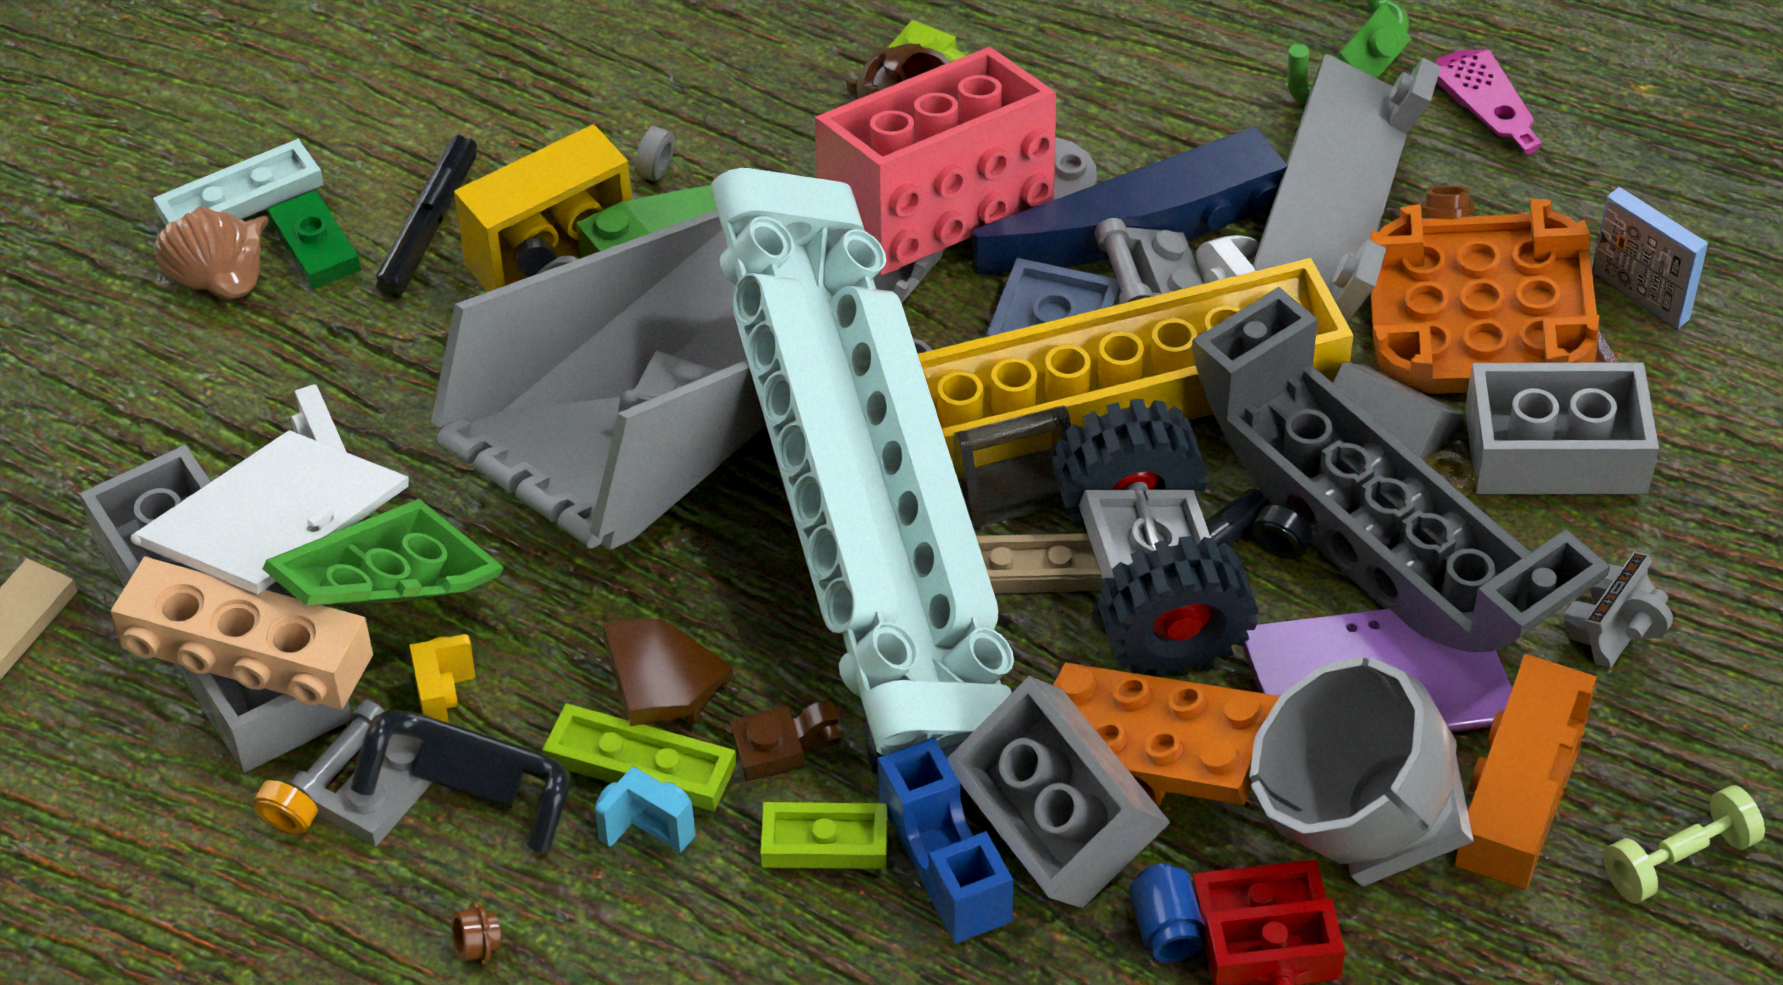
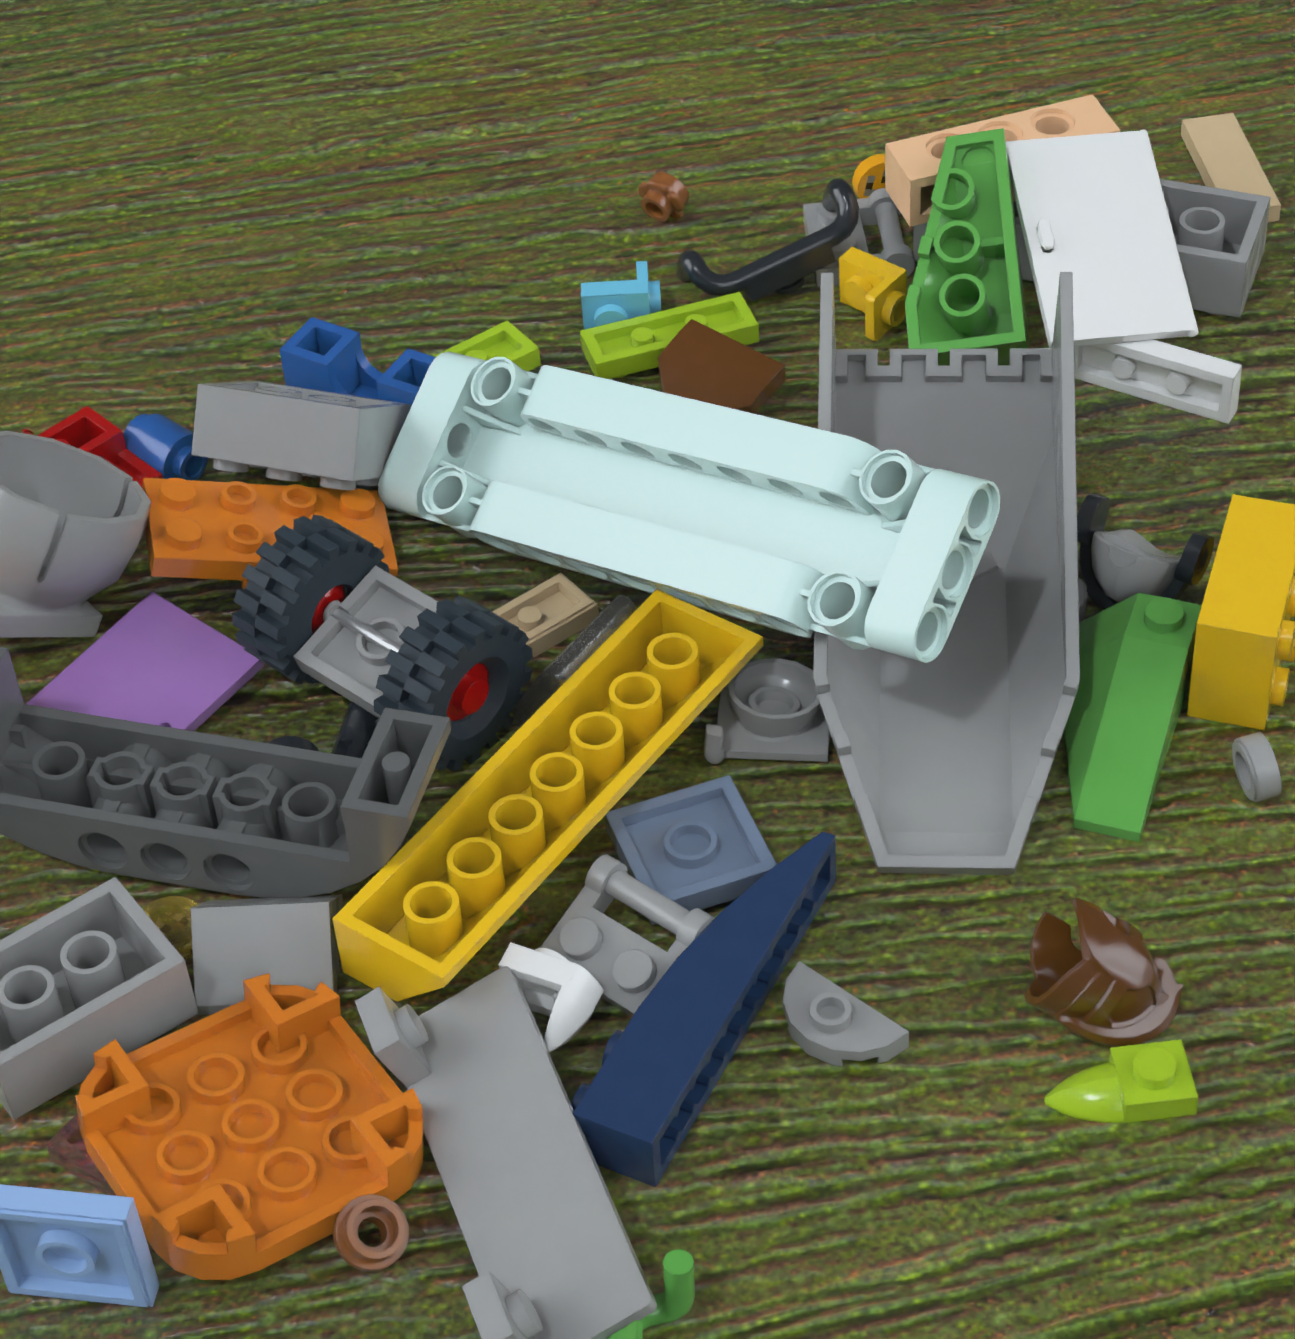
camera: 145 degrees right, 5 degrees down
(942, 153) = (921, 831): coral brick -> none

